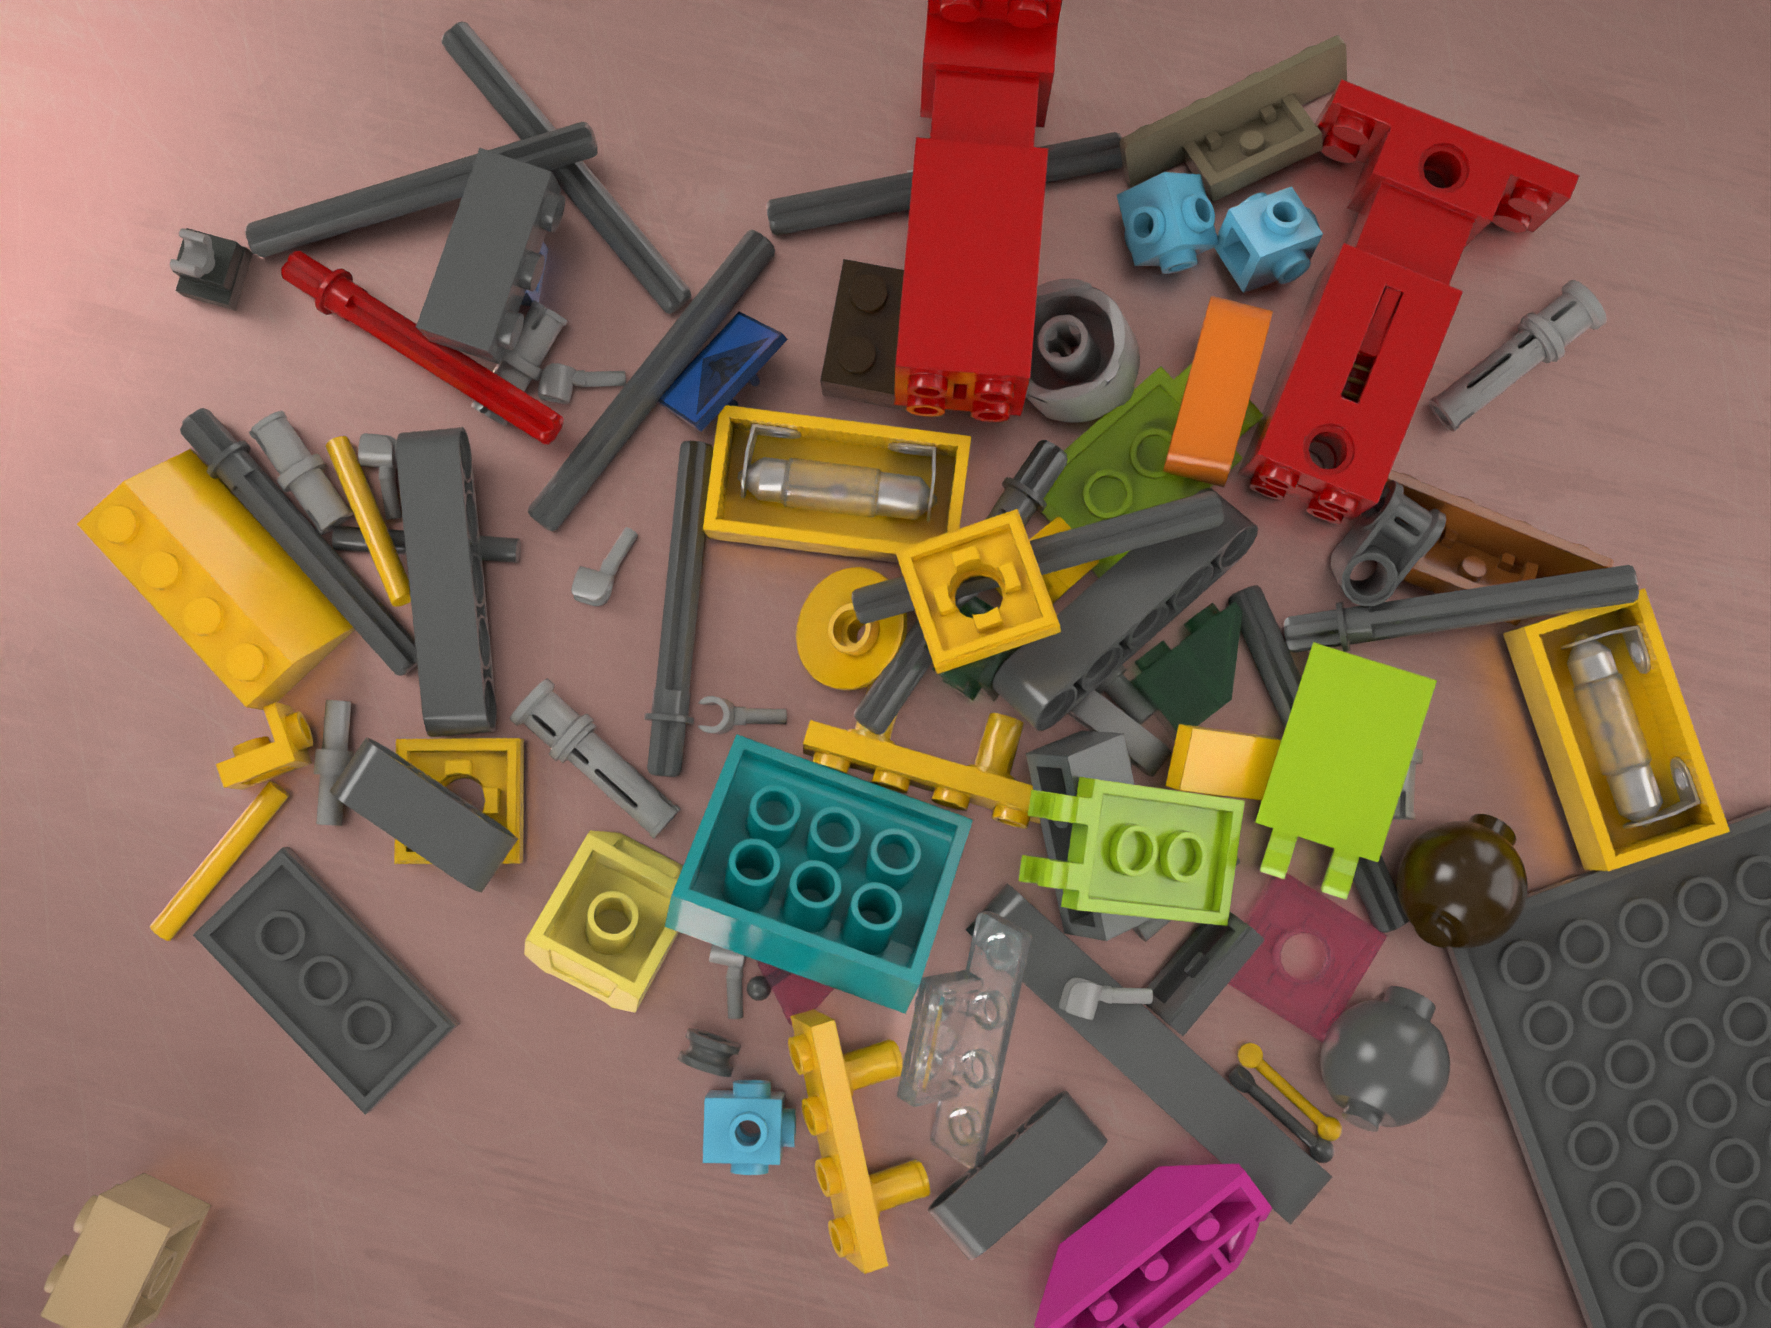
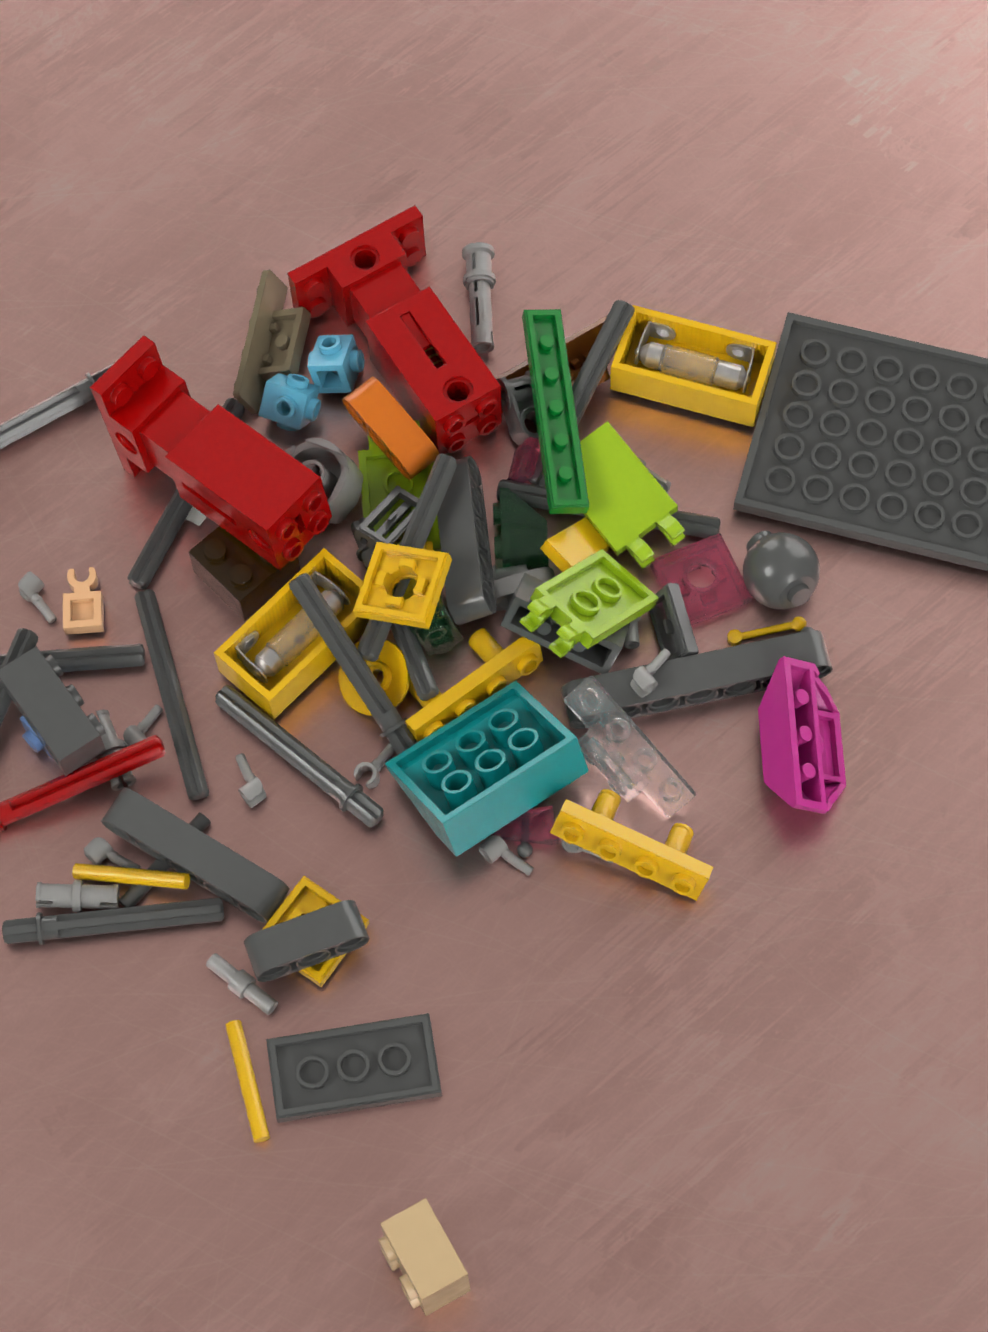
camera: 55 degrees left, 20 degrees down
(217, 578) = (99, 977): yellow slope -> none
(262, 760) = (212, 1016): yellow bracket -> none
(573, 740) = (392, 837): light grey pin -> none
(608, 920) = (436, 895): light yellow slope -> none
(666, 85) = (29, 588): none -> light grey hand
(685, 178) = (84, 608): none -> light nougat plate
(709, 1052) = (539, 891): dark grey bush -> none
(722, 370) = (195, 648): piece -> none
(730, 1143) = (591, 893): medium azure brick -> none
(805, 684) = (352, 663): none -> dark grey axle
(1017, 1175) = (714, 782): dark grey beam -> none
(1034, 493) = (364, 529): none -> dark grey tile
(1305, 600) = (524, 460): none -> clear pink tile
(1400, 598) = (555, 412): none -> green tile
(1463, 882) = (717, 478): dark brown brick -> none

